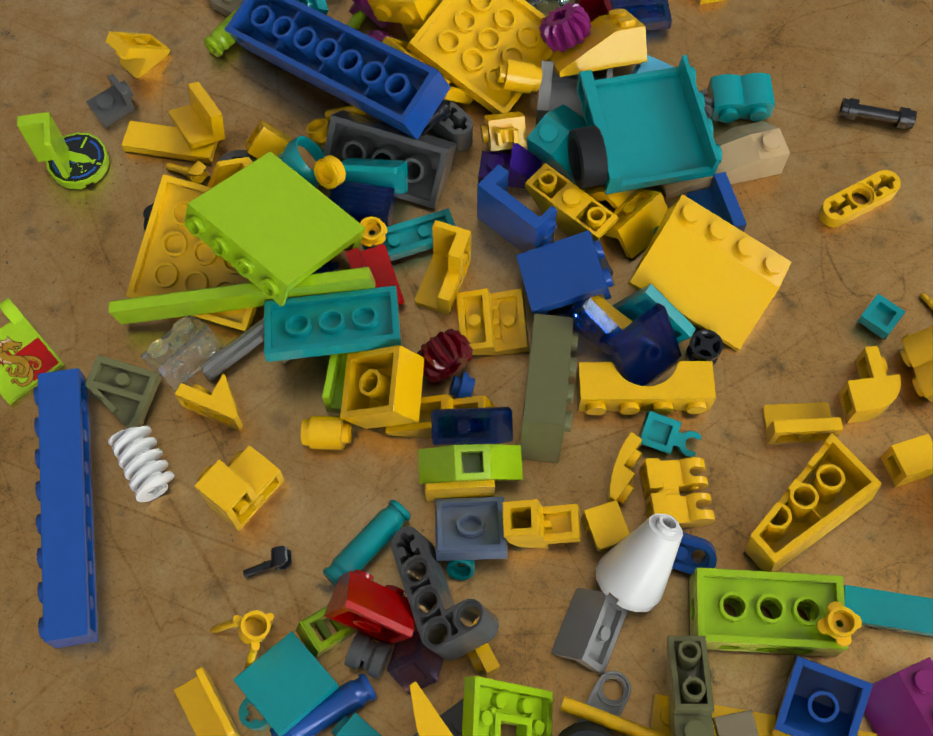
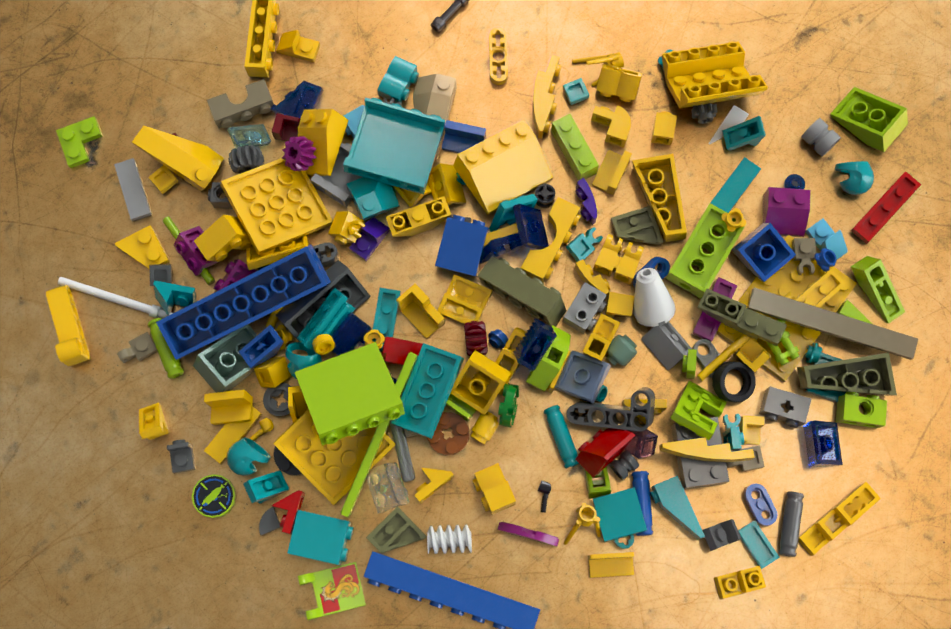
camera: 60 degrees left, 10 degrees up
(45, 140) = (199, 505): lime panel -> none
(72, 236) = (269, 522): none -> dark grey tile
(73, 301) = (320, 538): none -> teal brick
(100, 252) = (291, 504): none -> red slope
(111, 206) = (266, 487): none -> teal slope
(138, 163) = (243, 453): none -> teal helmet
(197, 565) = (527, 533): none -> magenta tile
(260, 89) = (222, 363): none -> sand green slope
(282, 377) = (459, 430): none -> dark orange plate
(289, 112) = (262, 347): none -> blue slope
(367, 155) = (322, 317): none -> teal tile
(368, 444) = (509, 408): none -> green plate
(510, 217) = (411, 255): blue panel -> none
(519, 76) = (315, 199): yellow brick -> none
(540, 564) = (621, 350): none -> sand green head
(574, 480) = (584, 308): none -> light grey brick
(575, 674) = (689, 364): none -> lime plate
(587, 156) = (399, 191): black tyre -> none
(649, 675) = (706, 325): none -> magenta plate
(731, 409) = (588, 207): none -> dark purple slope
(740, 496) = (637, 226): none -> olive wing
(798, 352) = (574, 147): none -> lime brick
(836, 279) = (543, 96): none -> yellow slope

